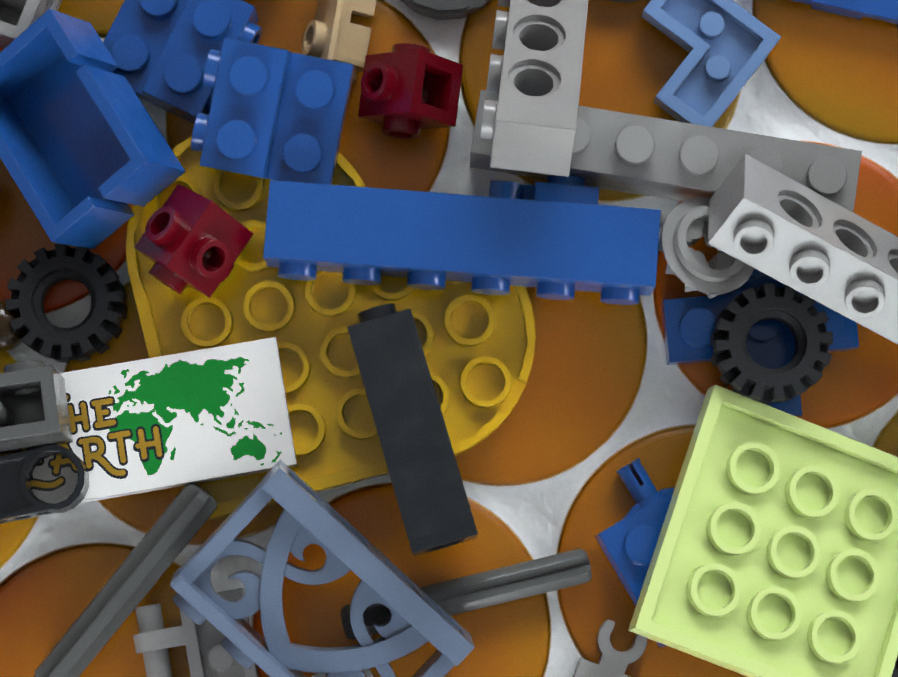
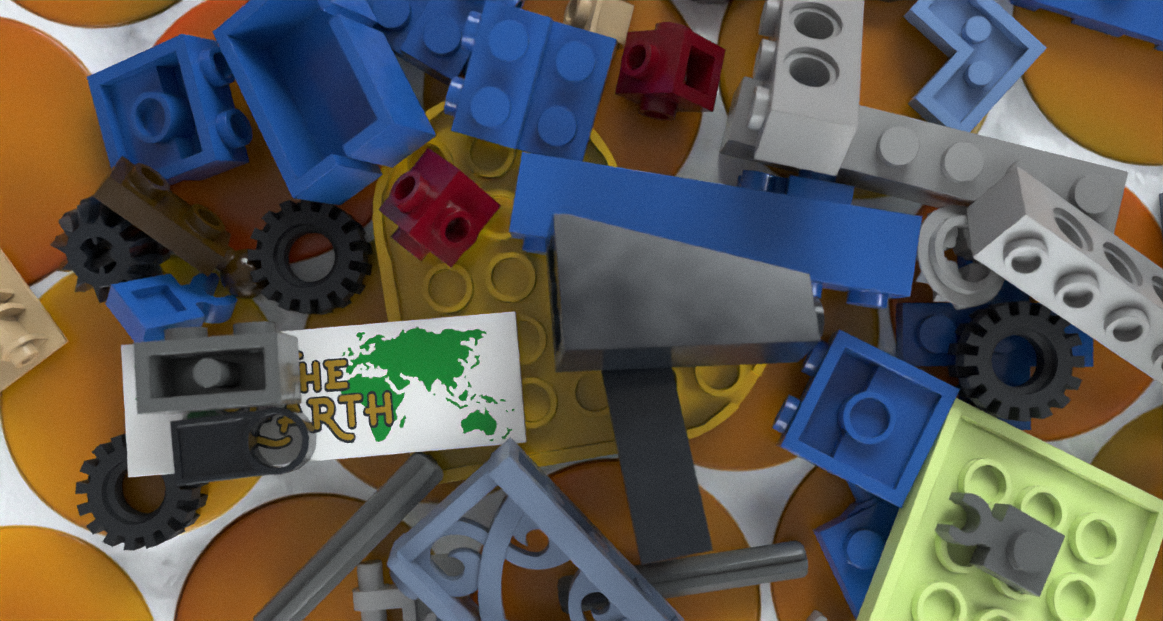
camera: 10 degrees right, 5 degrees up
(422, 311) = (668, 304): none -> black slope
(629, 412) = (864, 416): none -> blue plate
(777, 519) = (1007, 541): none -> dark grey plate

